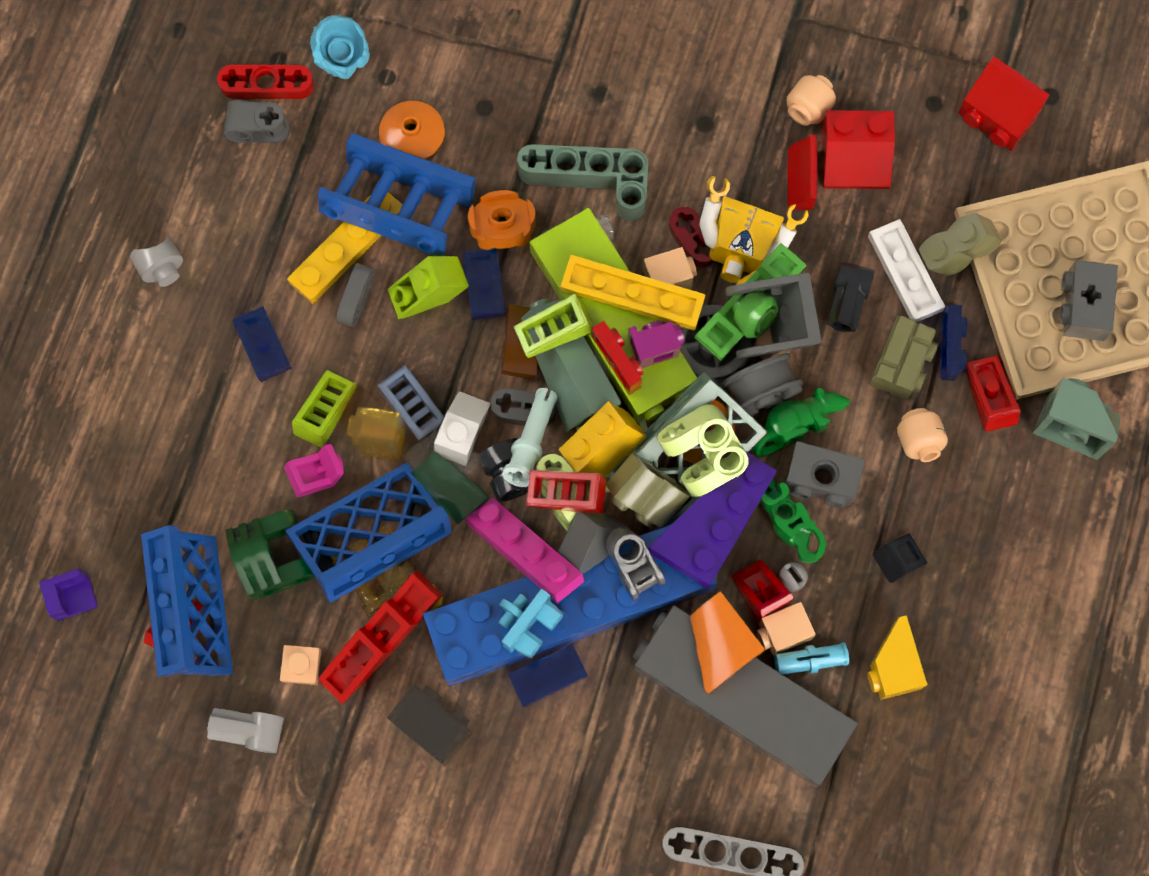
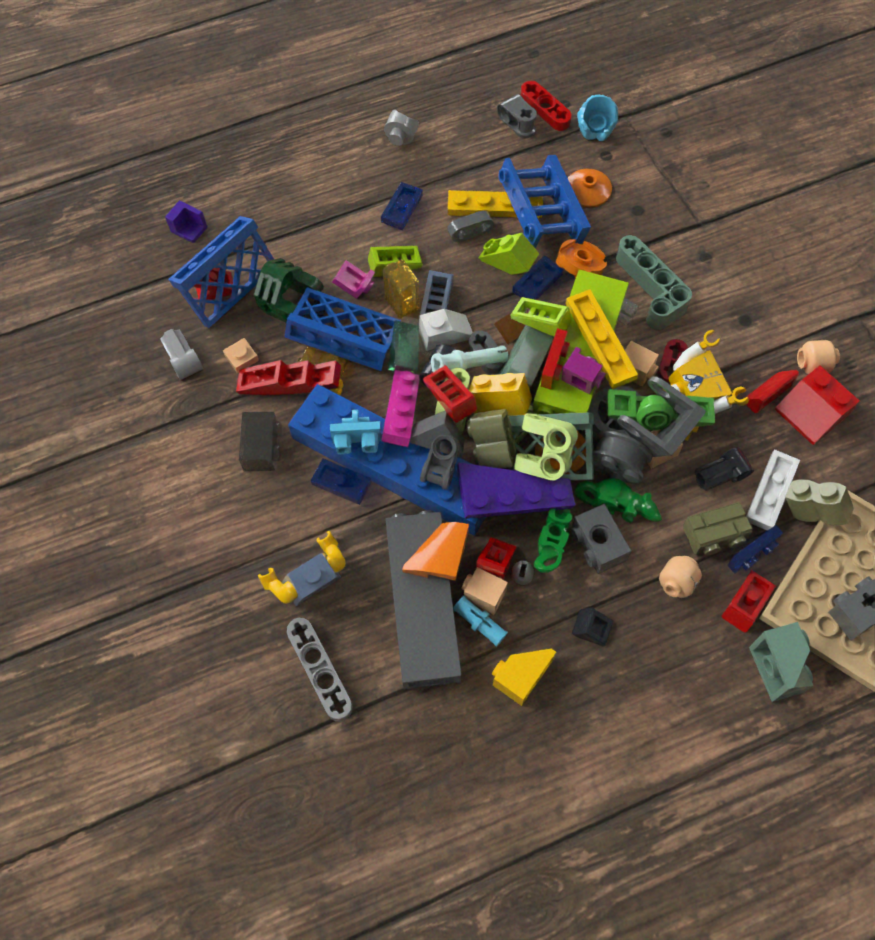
camera: 50 degrees right, 10 degrees down
(636, 789) = (308, 577): none -> torso

